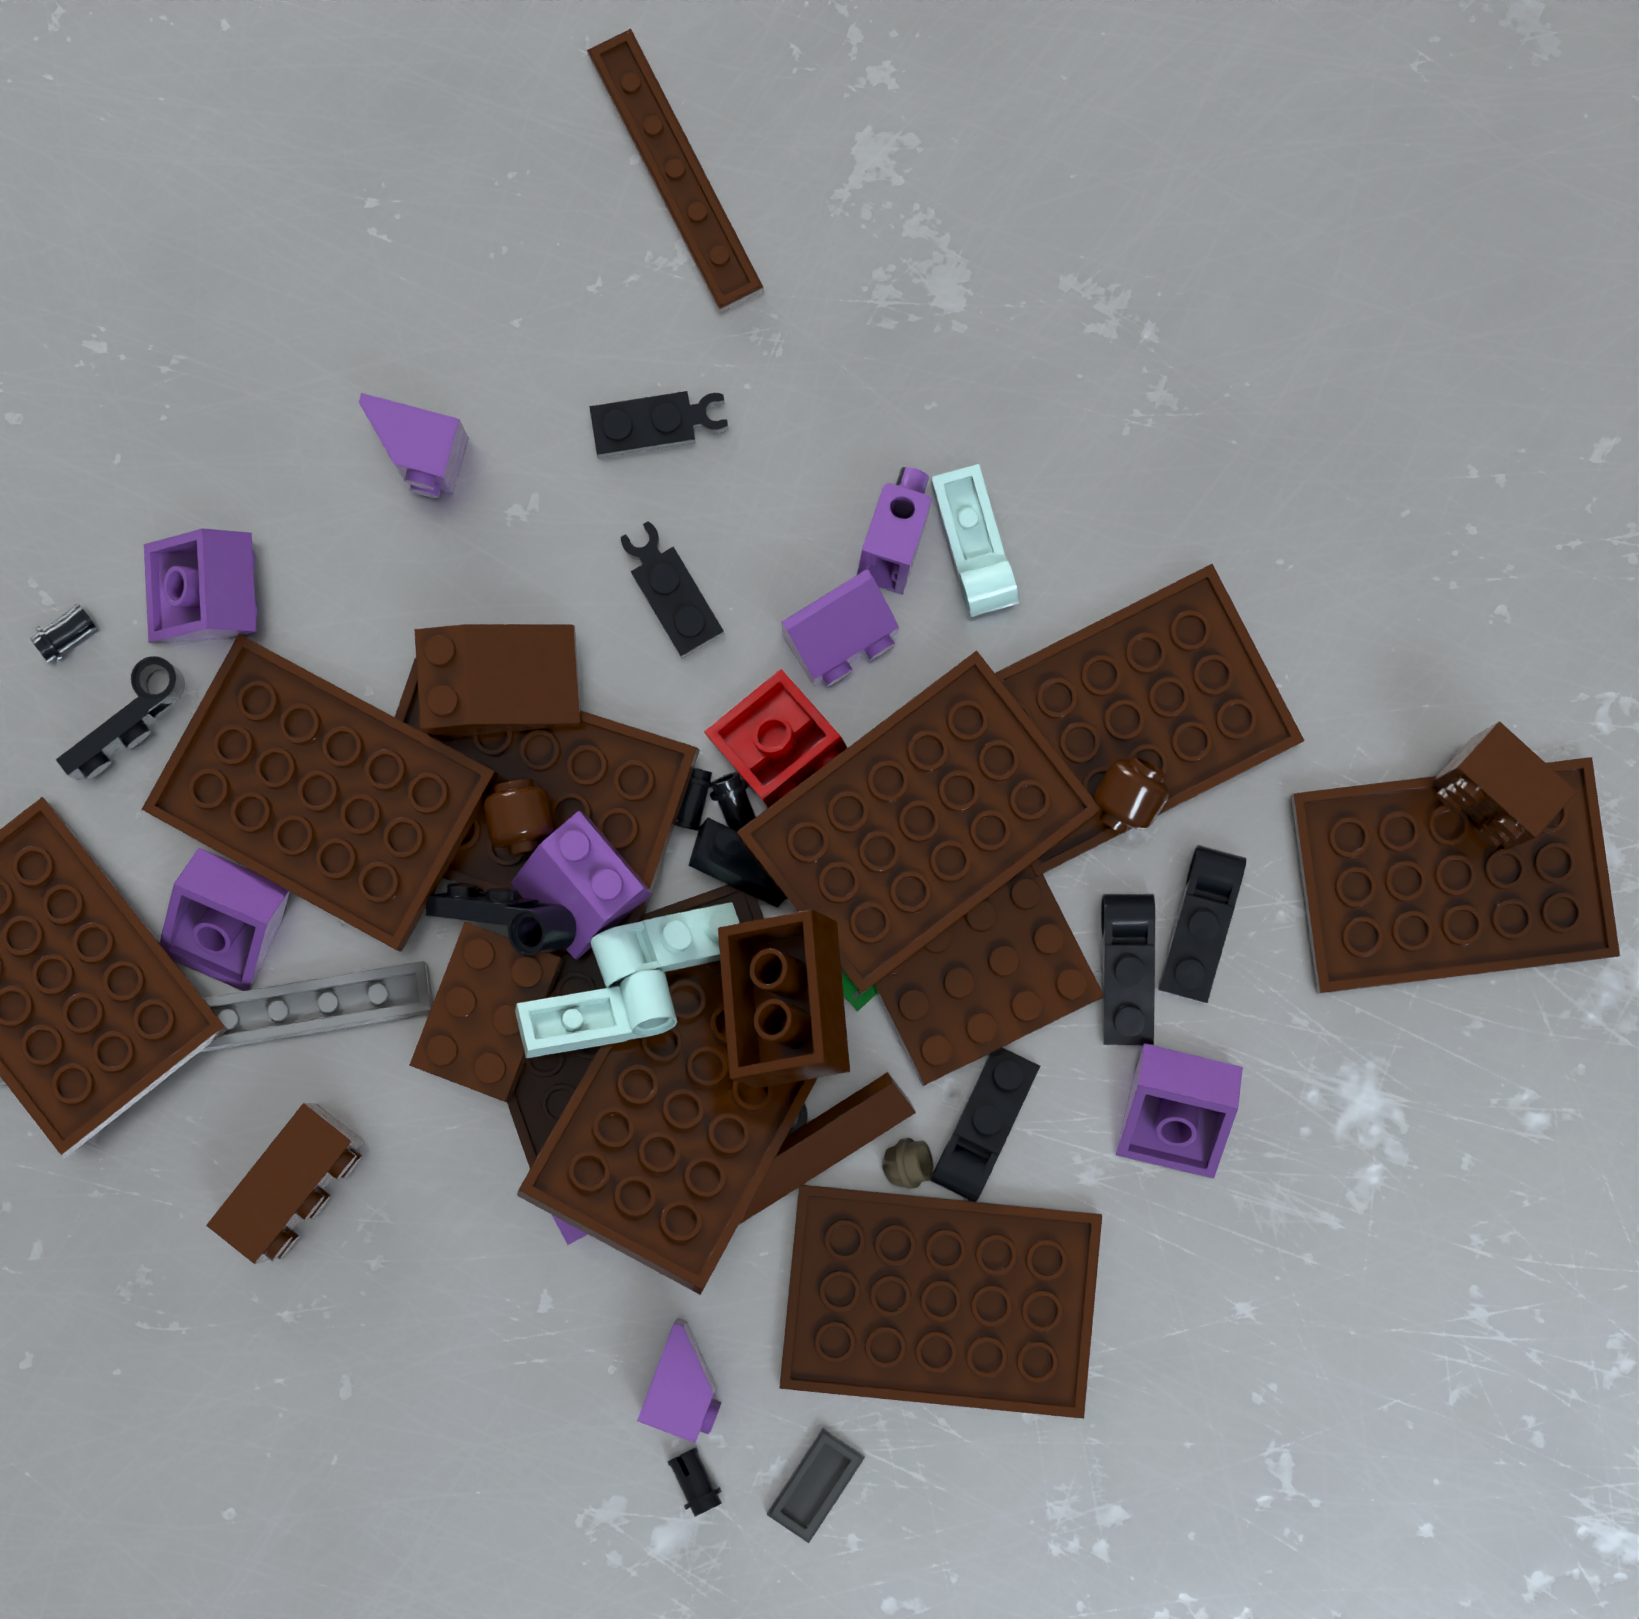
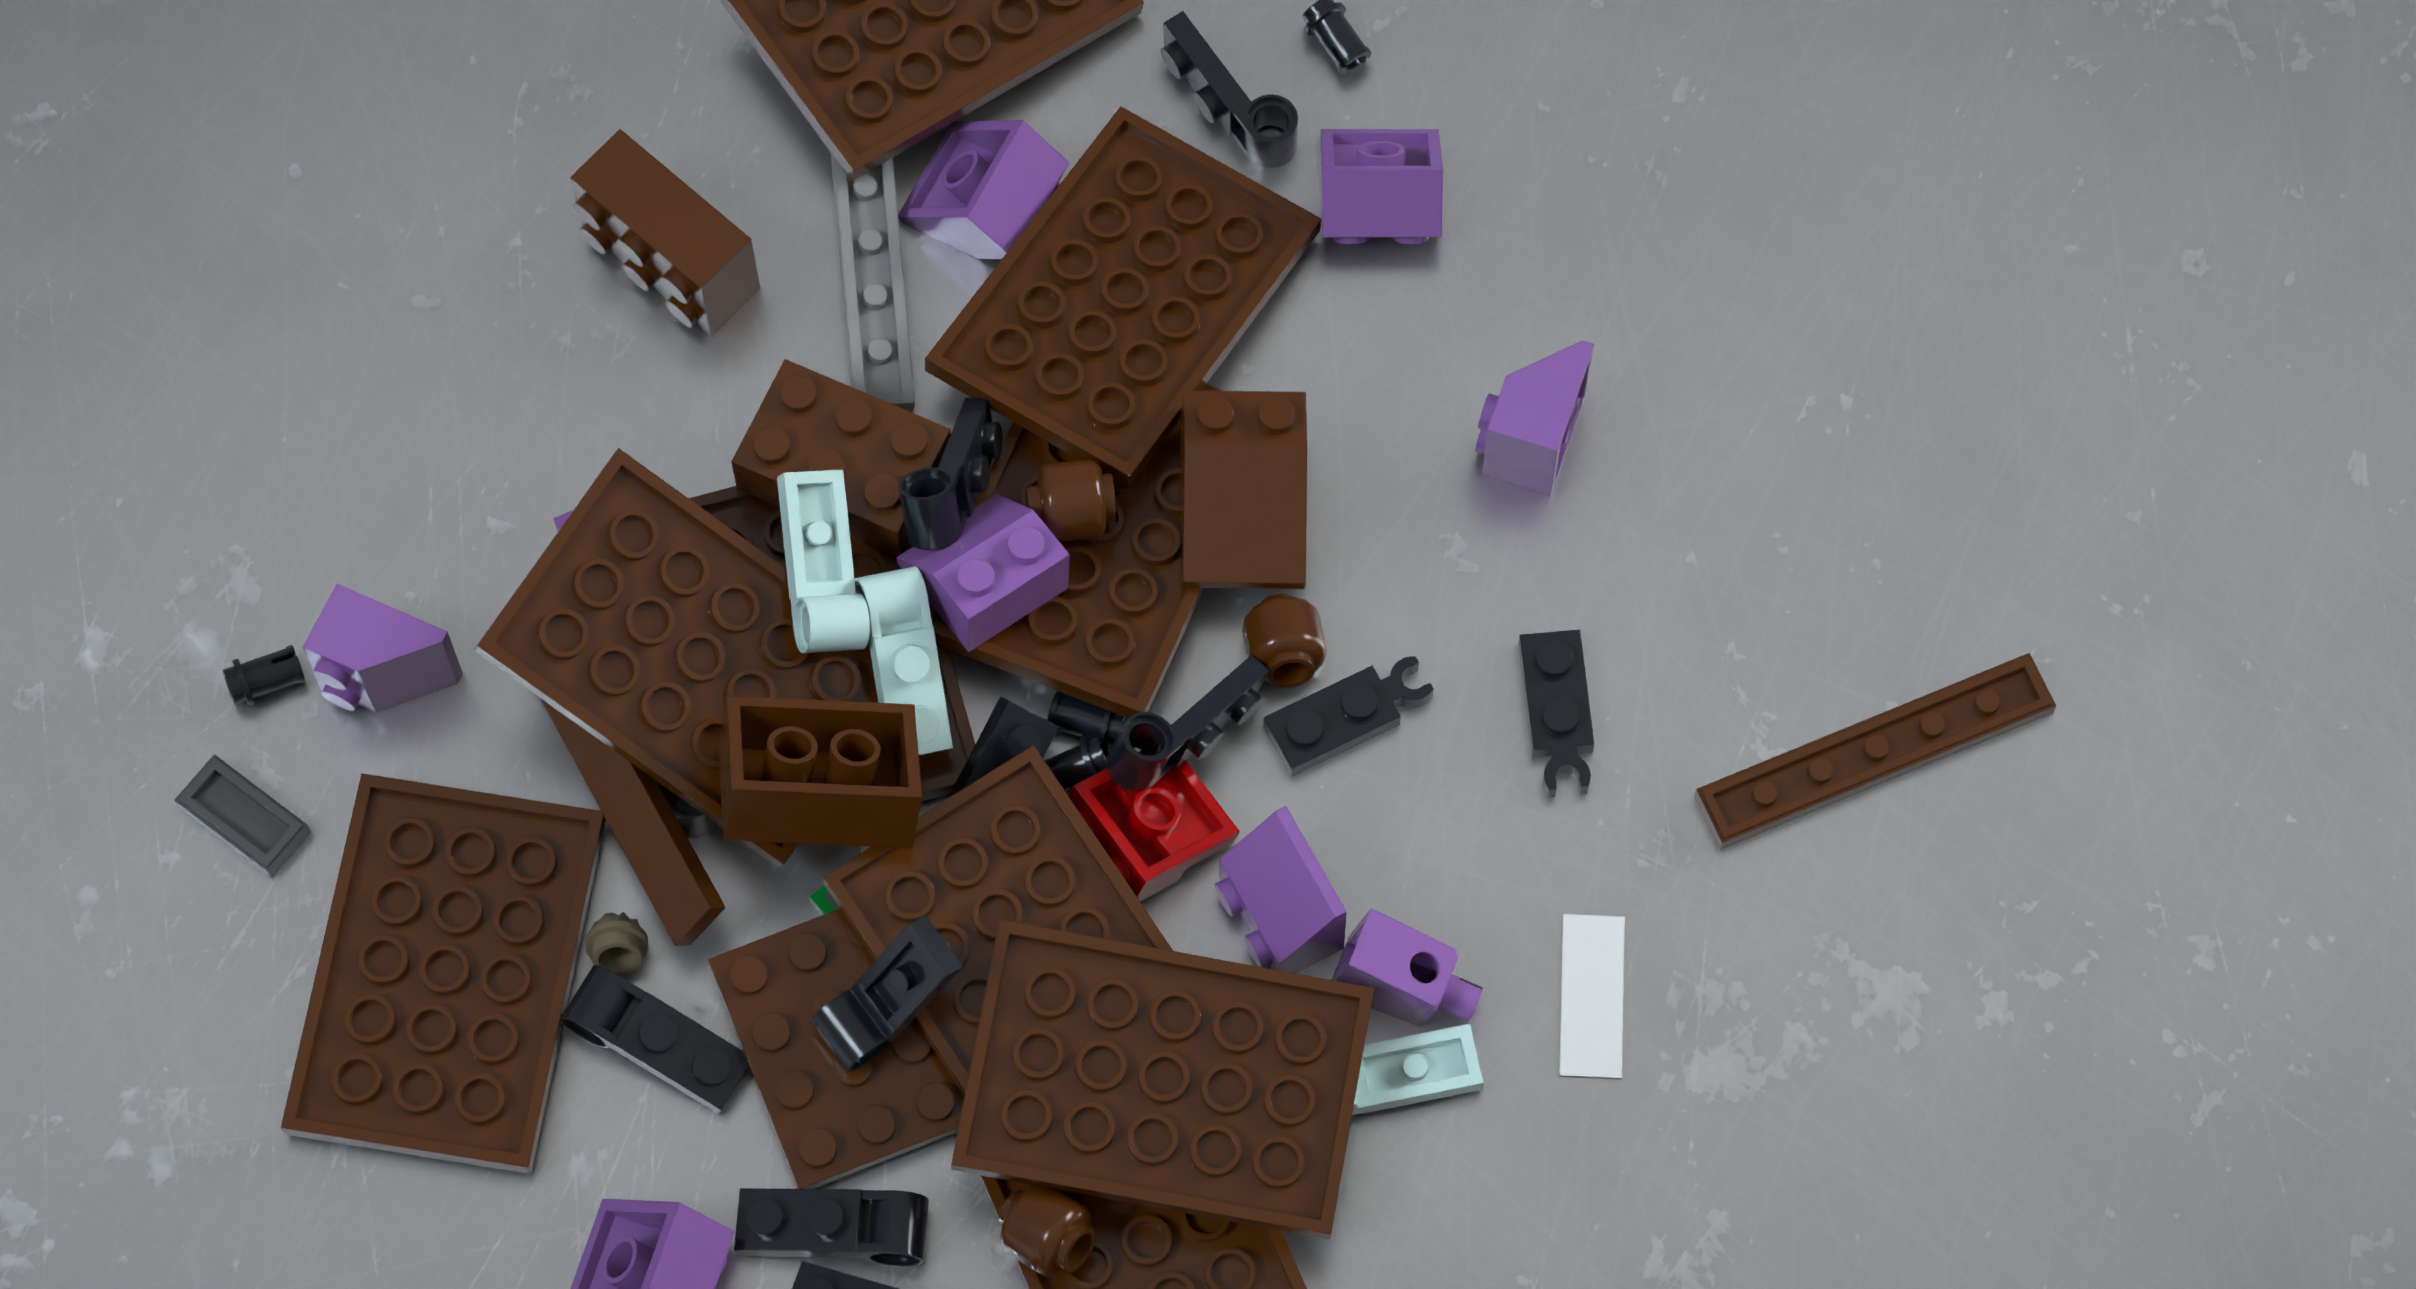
camera: 95 degrees right, 15 degrees down
(615, 642) = (1286, 639): none -> reddish brown head
(707, 707) = (1190, 734): none -> black plate
(892, 386) = (1592, 996): none -> white sticker
(964, 930) = (887, 995): none -> black plate
(1011, 708) = (1163, 1079): none -> reddish brown plate

